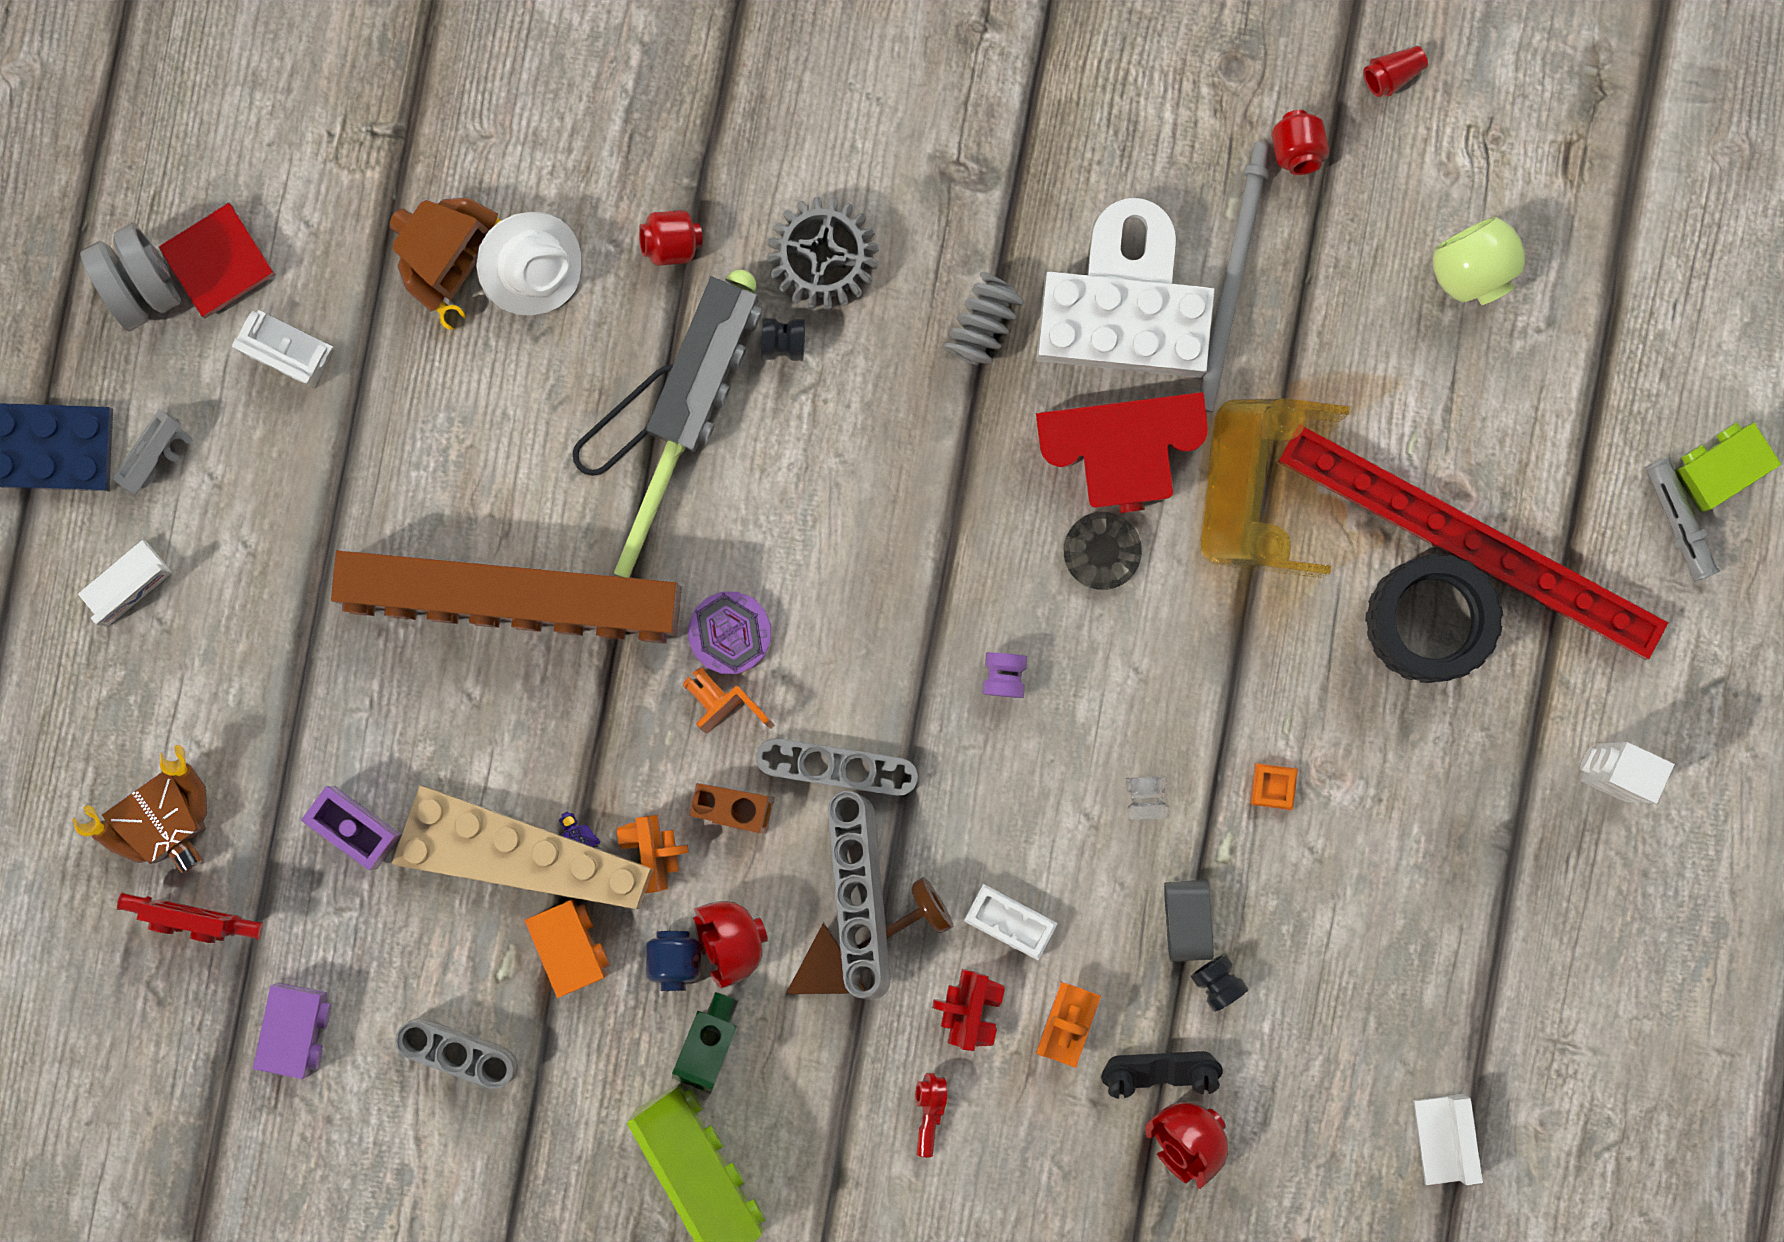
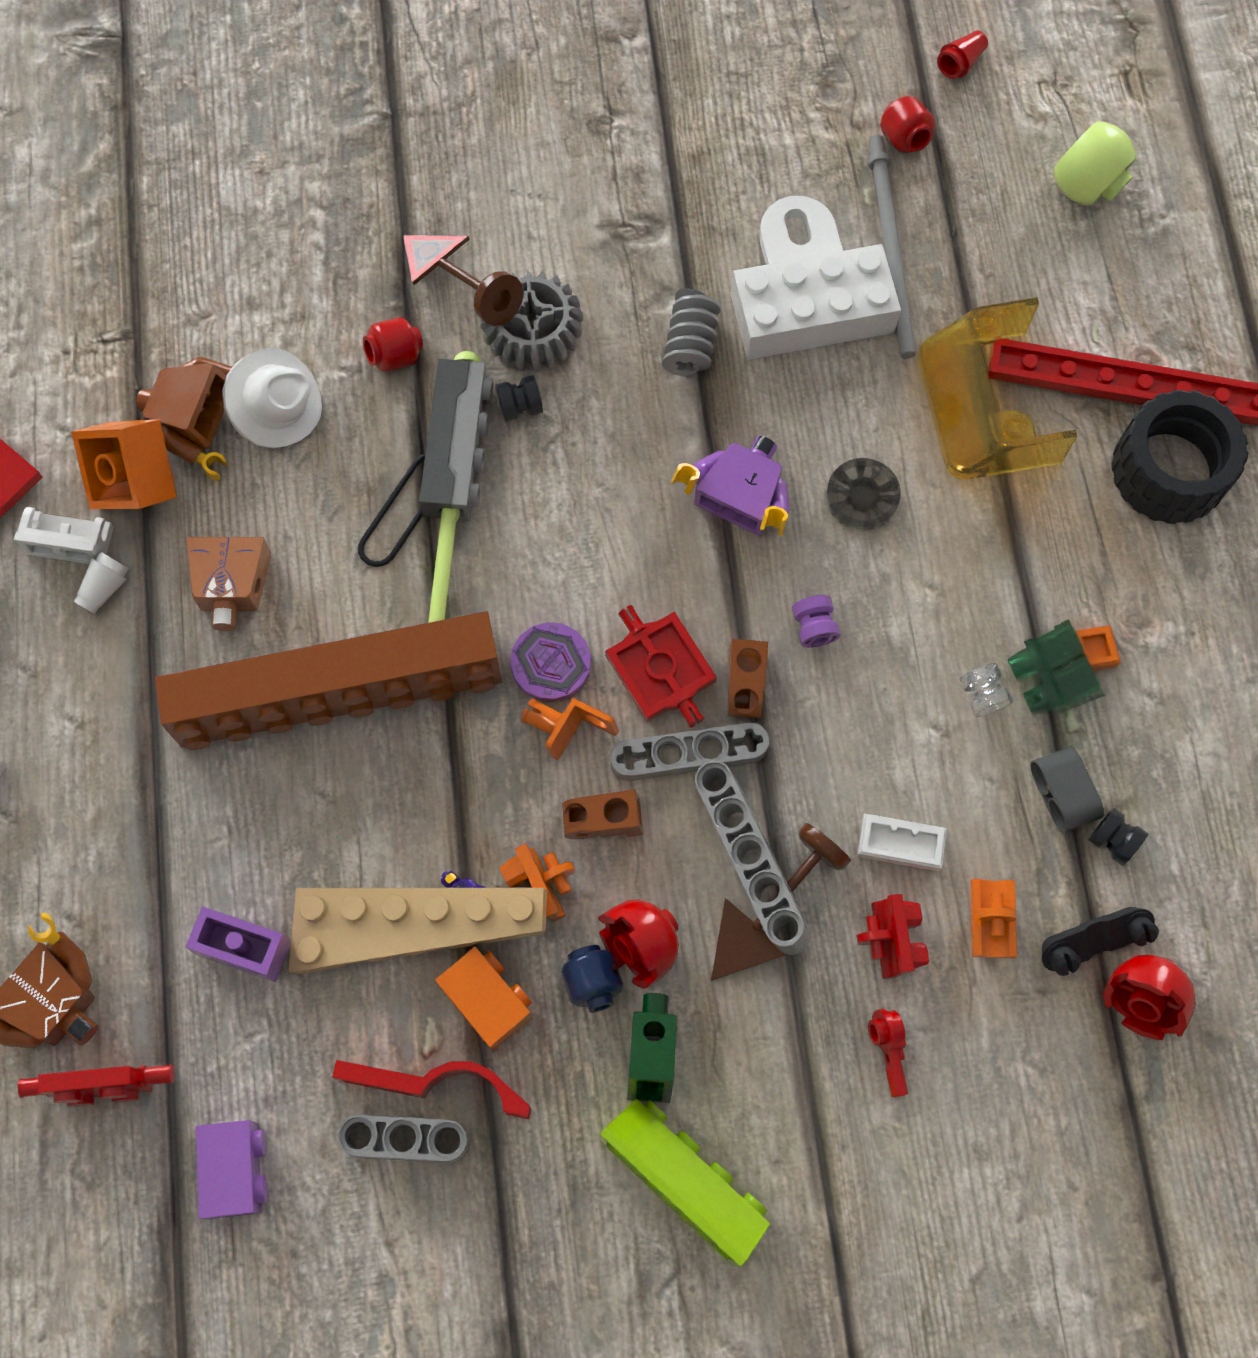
camera: 15 degrees left, 15 degrees down
(307, 411) = (100, 582): none -> white cone
(360, 296) = (124, 464): none -> orange slope
(433, 446) = (227, 575): none -> nougat torso
(481, 1008) = (420, 1086): none -> red piece
(737, 142) = (495, 297): none -> reddish brown piece
(835, 672) = (660, 666): none -> red plate
(916, 712) = (746, 677): none -> dark orange leg
(978, 509) = (740, 486): none -> medium lavender torso
(1124, 445) = (851, 396): red brick -> none
(1217, 819) = (1062, 669): none -> clear green hips

